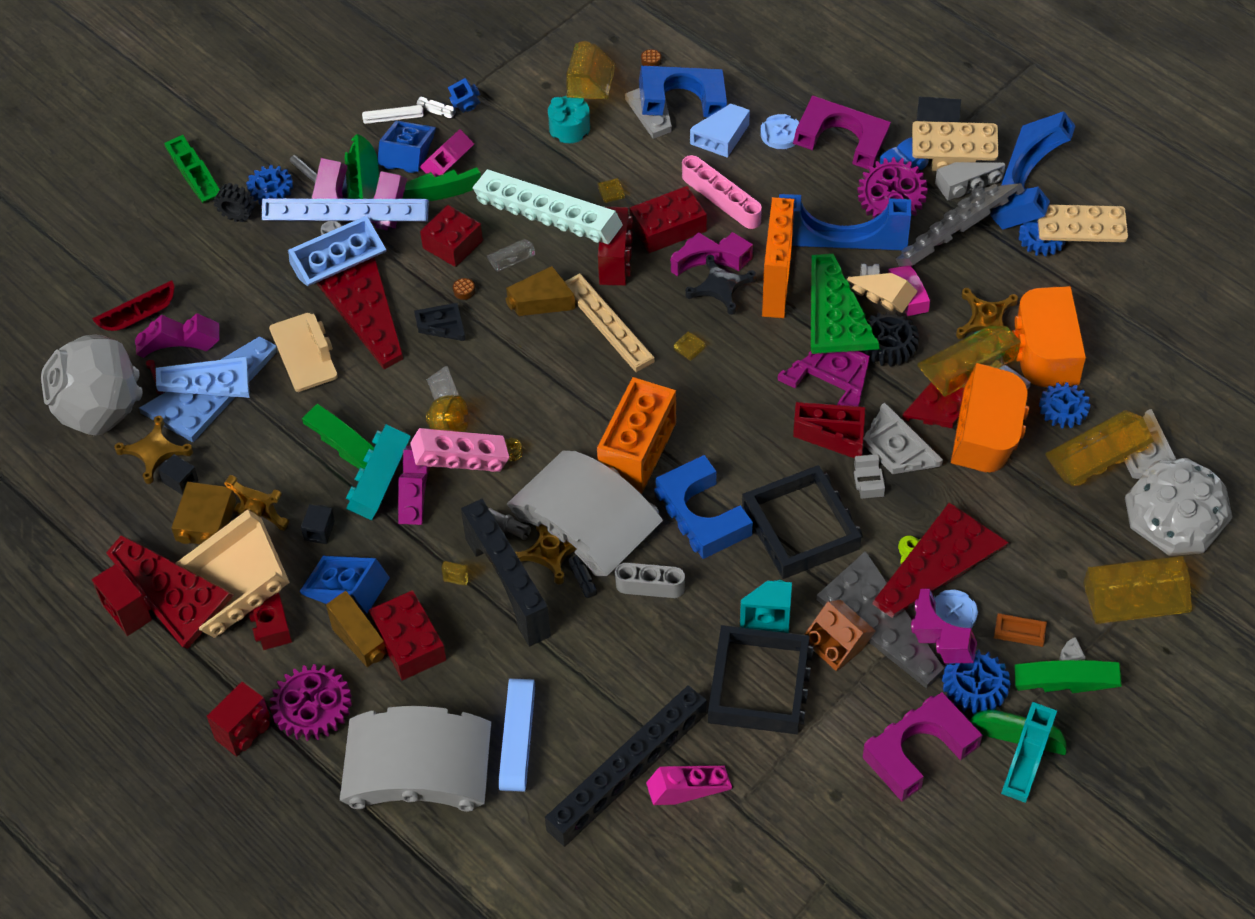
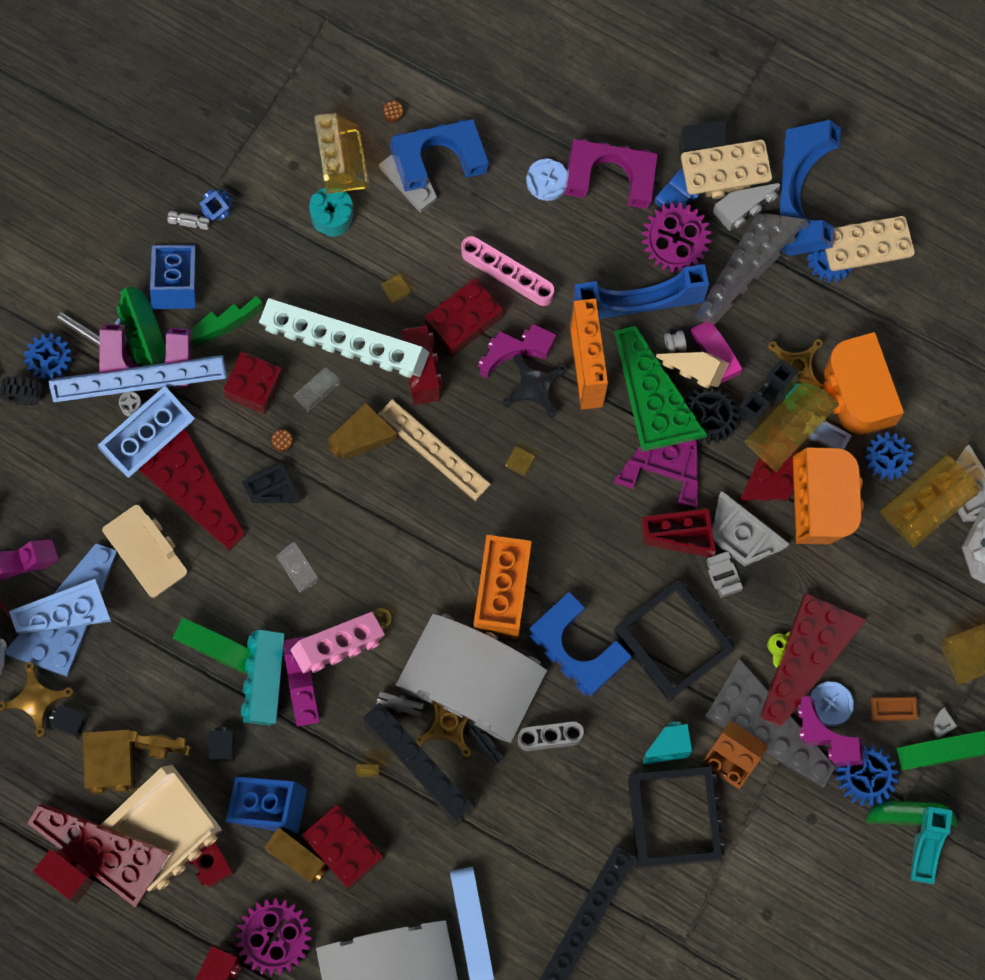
camera: 20 degrees left, 20 degrees up
(392, 114) = (146, 238): white axle -> none
(447, 154) = (220, 282): dark pink slope -> none
(447, 414) = (311, 602): clear yellow cylinder -> none
(685, 783) = (637, 938): dark pink slope -> none
(721, 130) = (489, 193): light blue slope -> none
(935, 717) = (803, 865): magenta arch -> none
(965, 318) = (777, 386): none -> black arch

